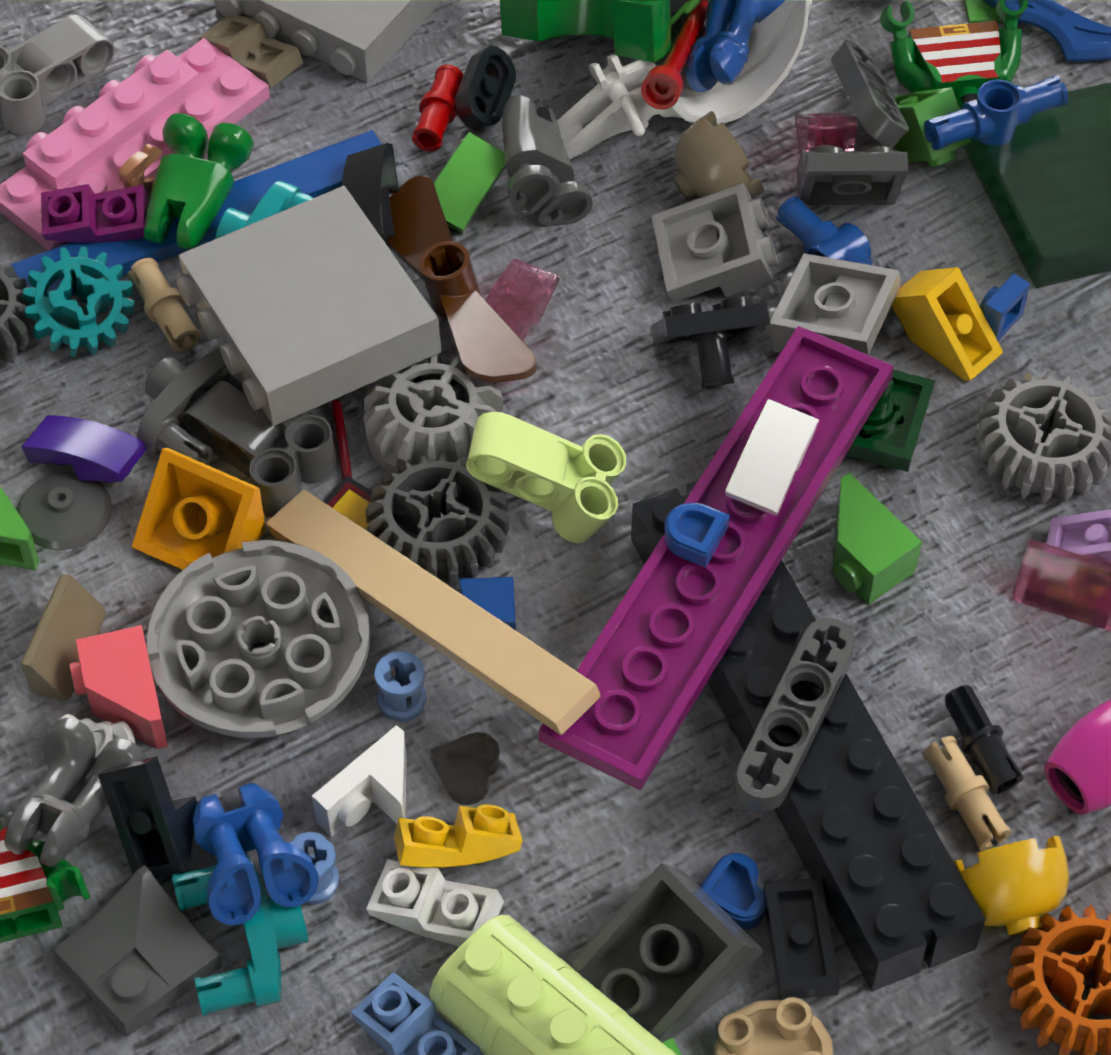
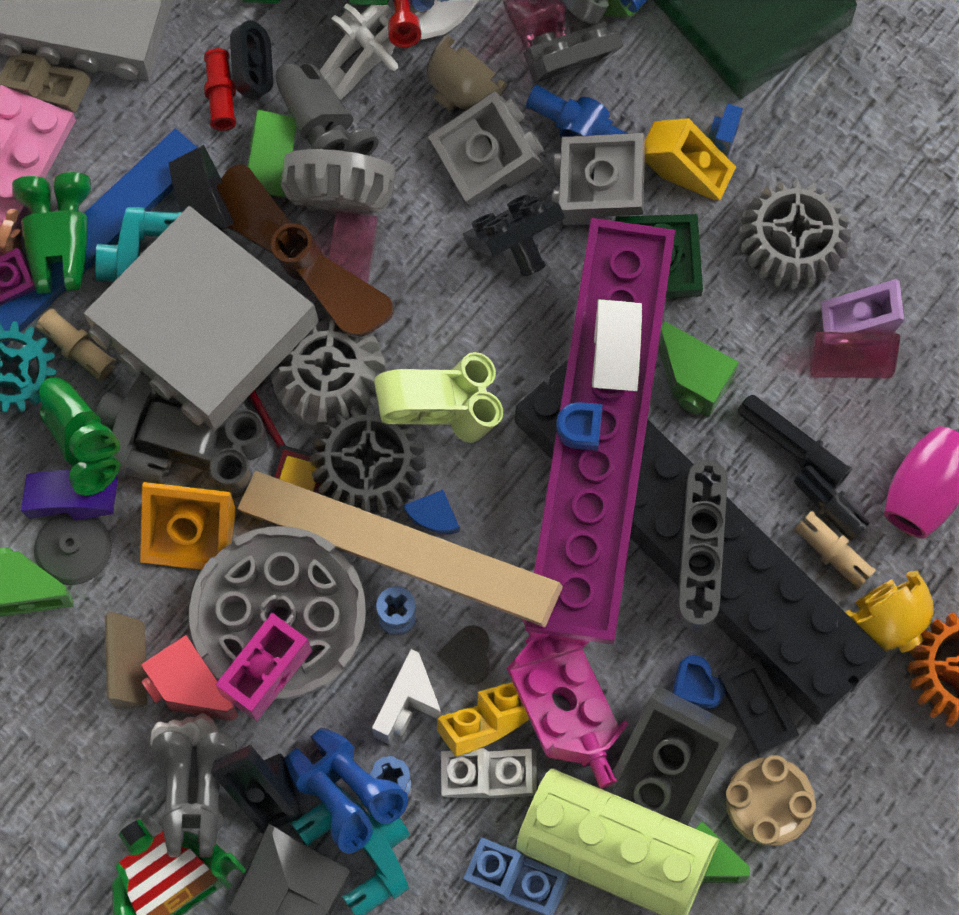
camera: 20 degrees left, 15 degrees up
(120, 389) = (80, 437): none -> green piece
(210, 675) = (264, 667): none -> dark pink brick
(526, 217) = (337, 181): none -> light grey gear
(569, 808) = (586, 731): none -> dark pink plate
(963, 657) = (794, 441): none -> black axle

